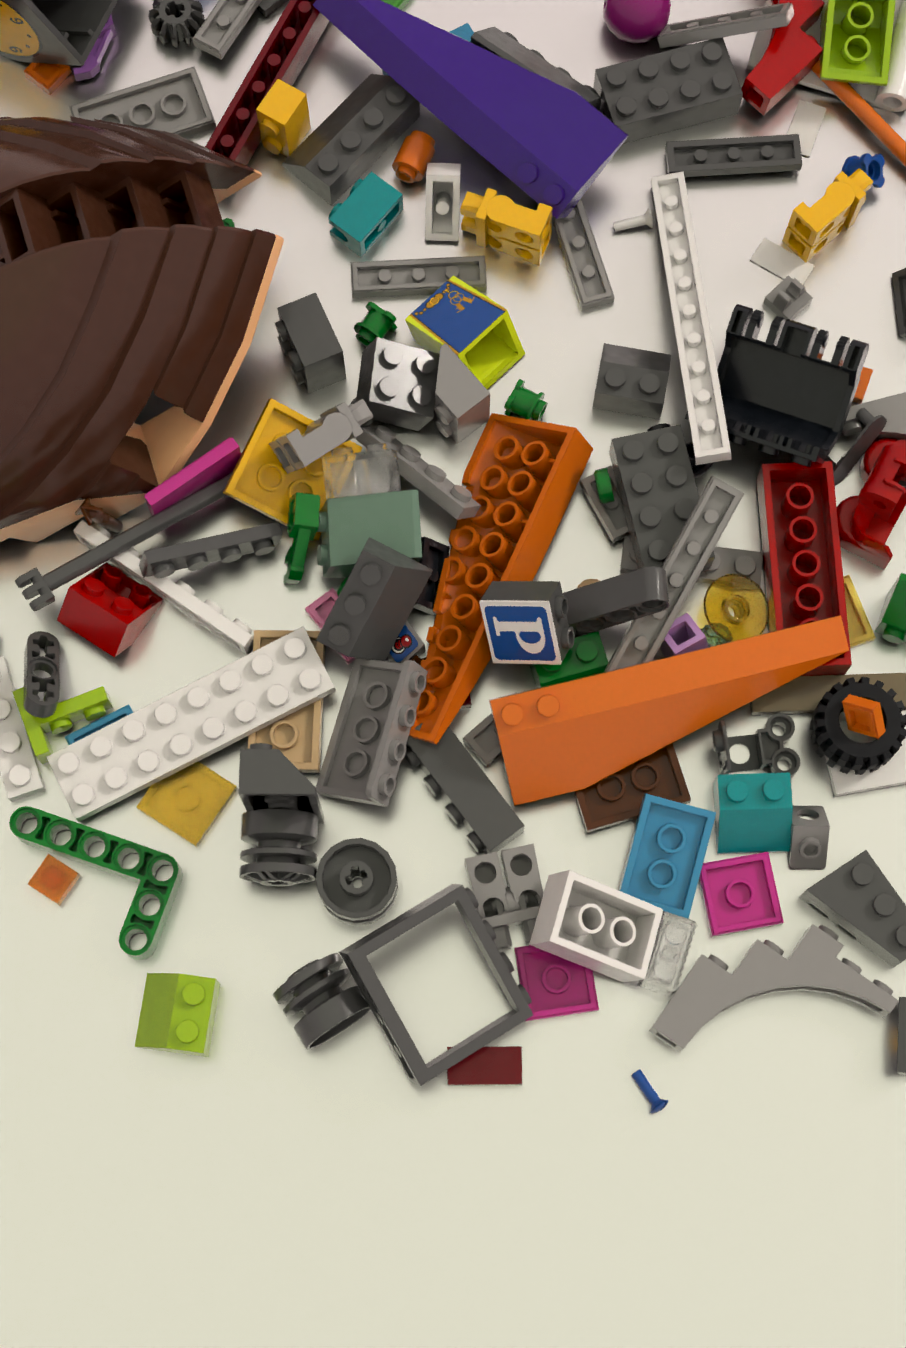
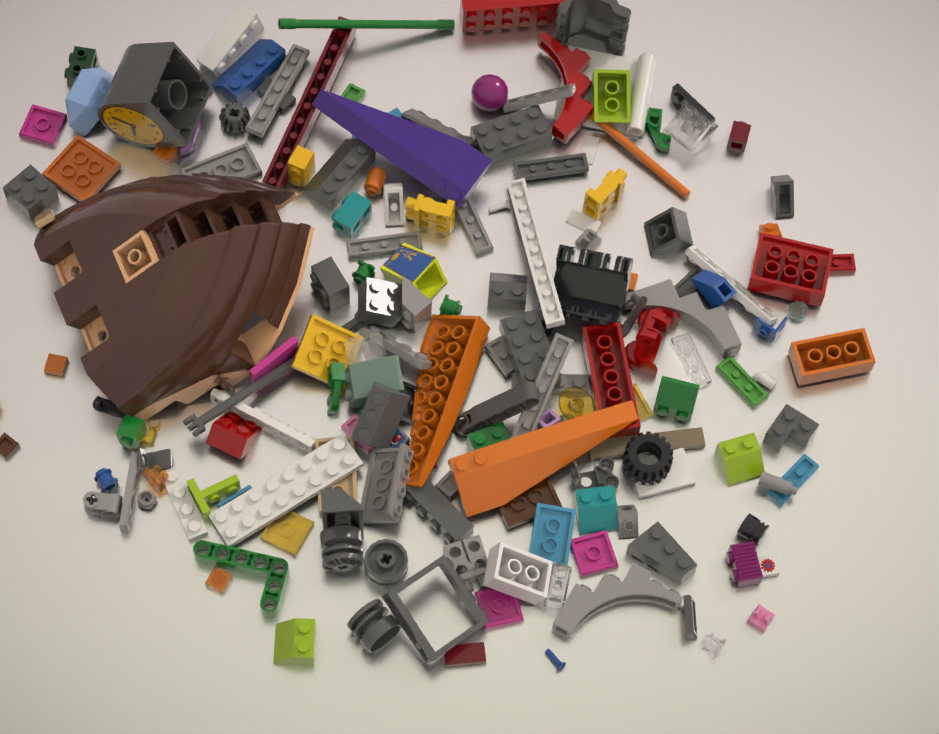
camera: 10 degrees left, 10 degrees down
(35, 684) = (202, 480): dark grey beam -> none
(200, 552) = (290, 396): dark grey plate -> none
(321, 436) = (346, 328): light grey hips -> none
(527, 622) = (464, 418): piece -> none
(604, 485) = (498, 346): green tile -> none
(864, 716) = (649, 450): orange tile -> none
(869, 164) = (626, 166): blue brick -> none

